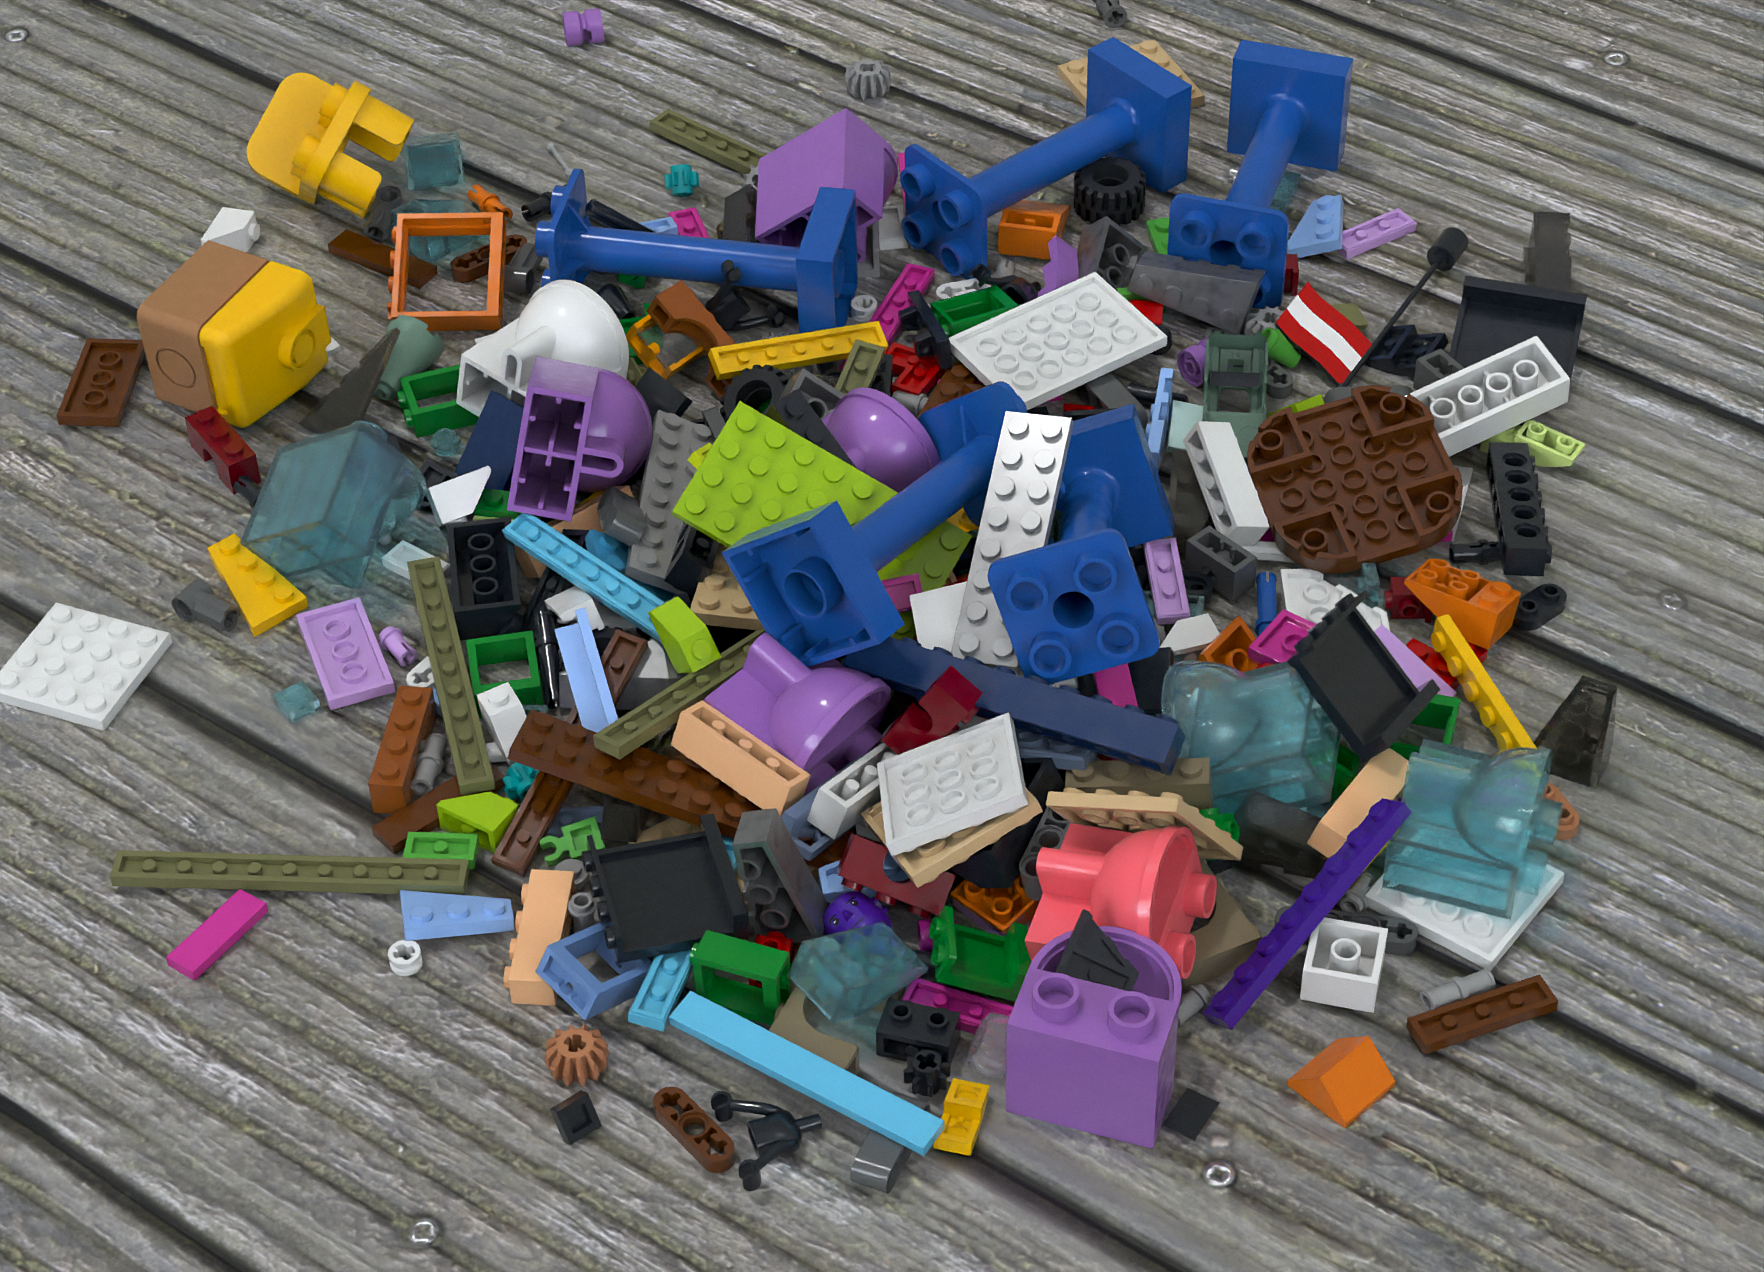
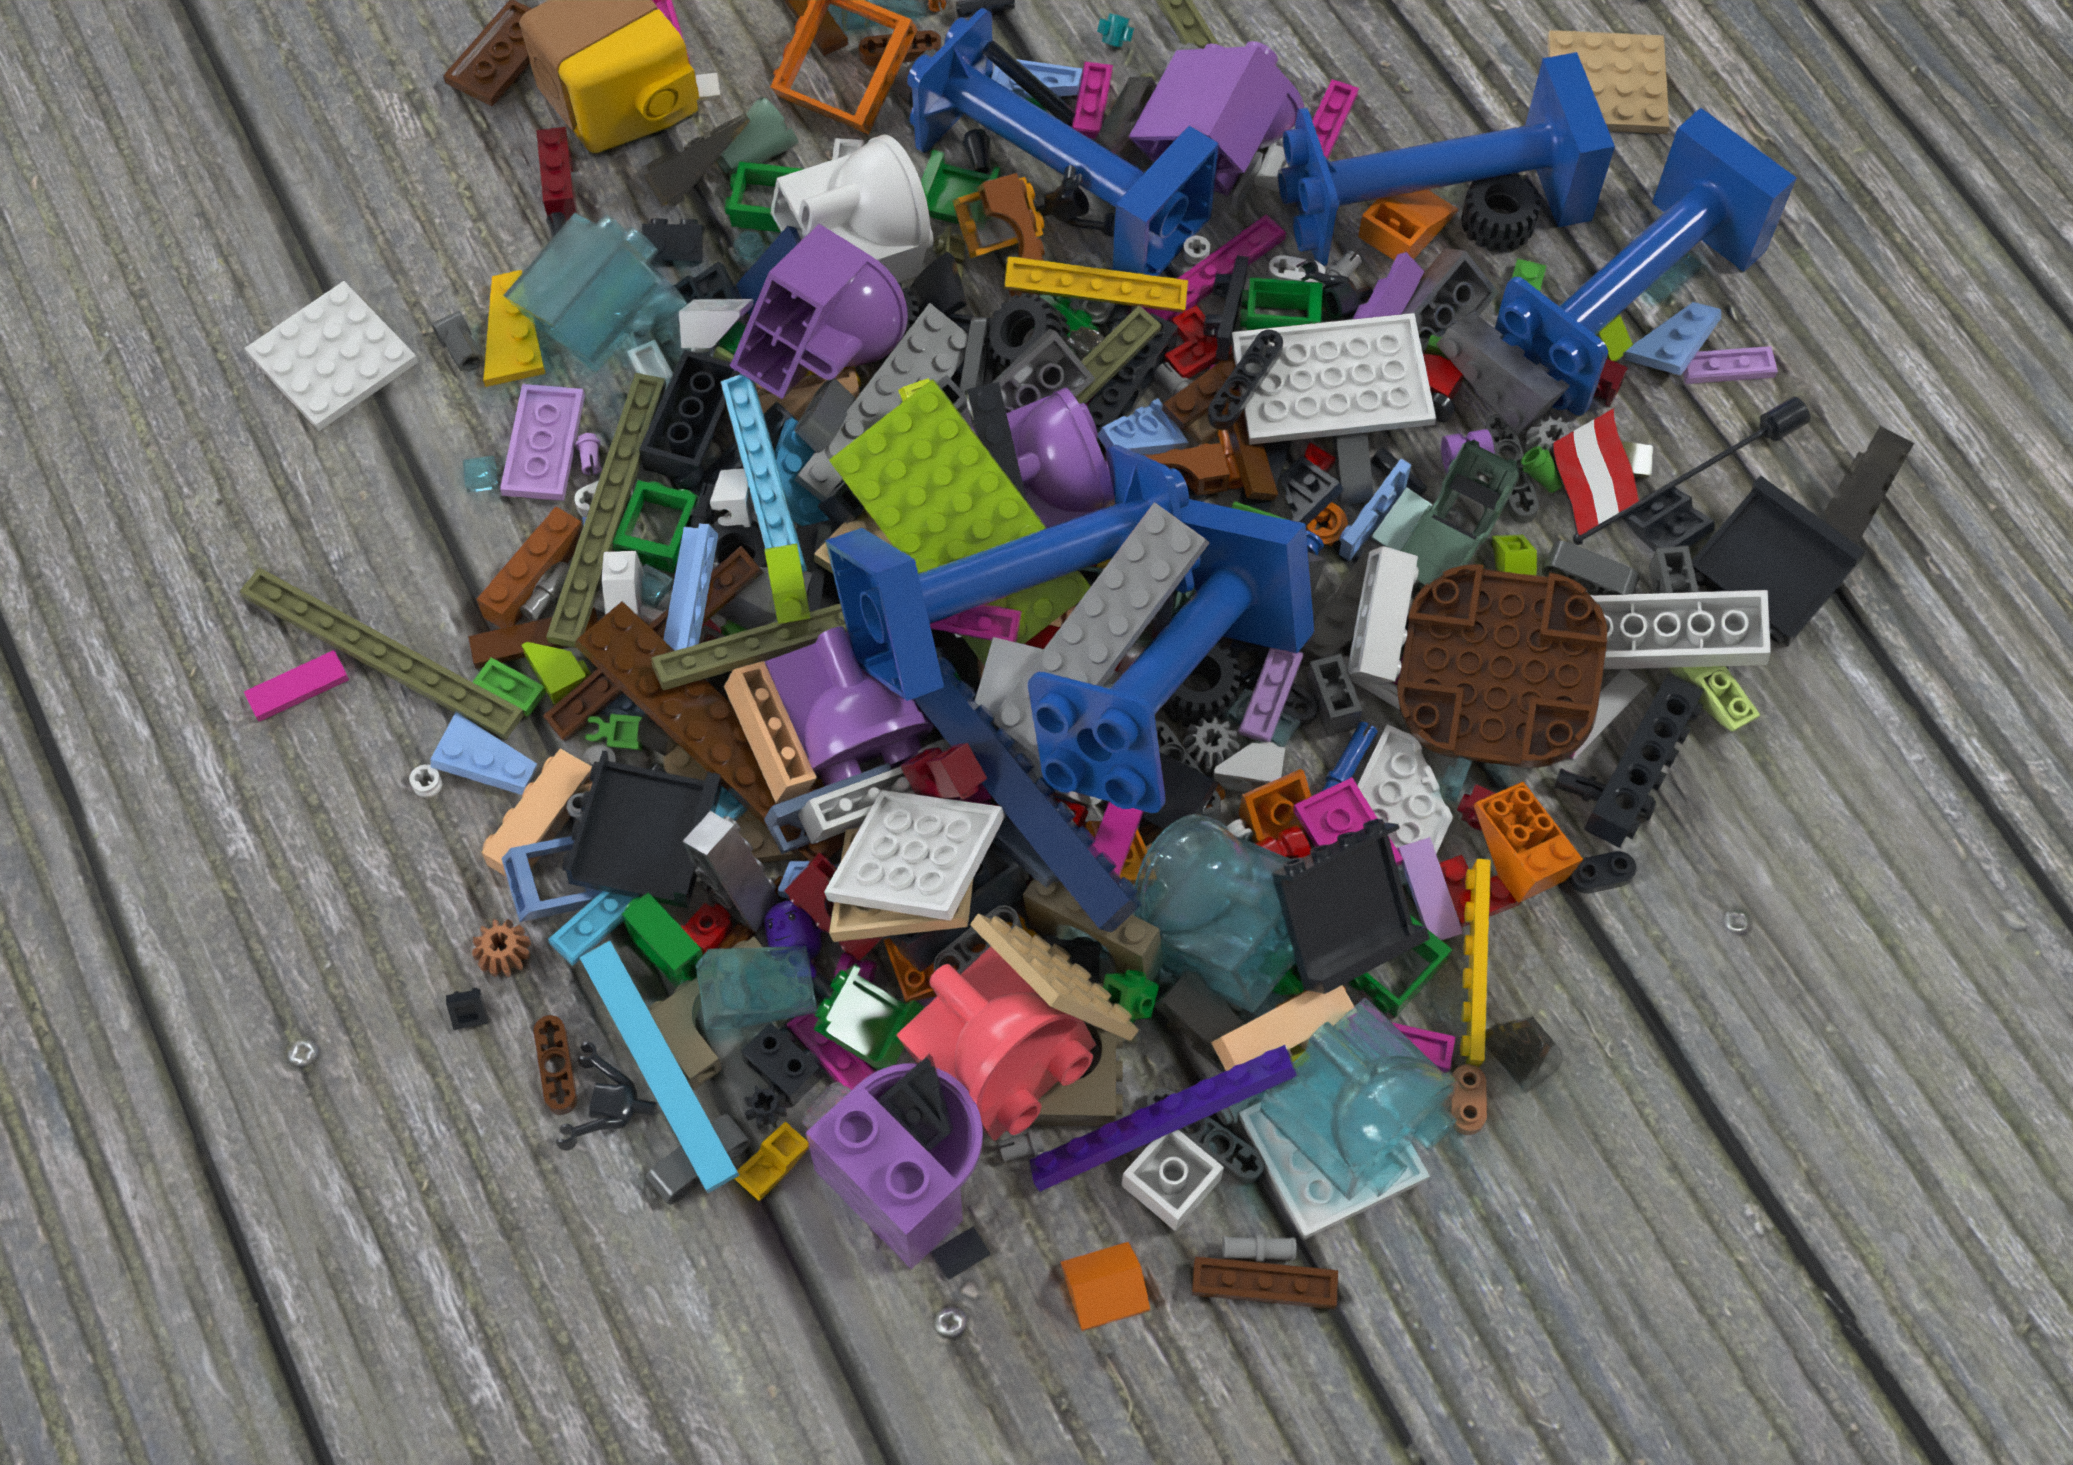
camera: 25 degrees right, 20 degrees up
(984, 363) = (1243, 378): none -> black beam

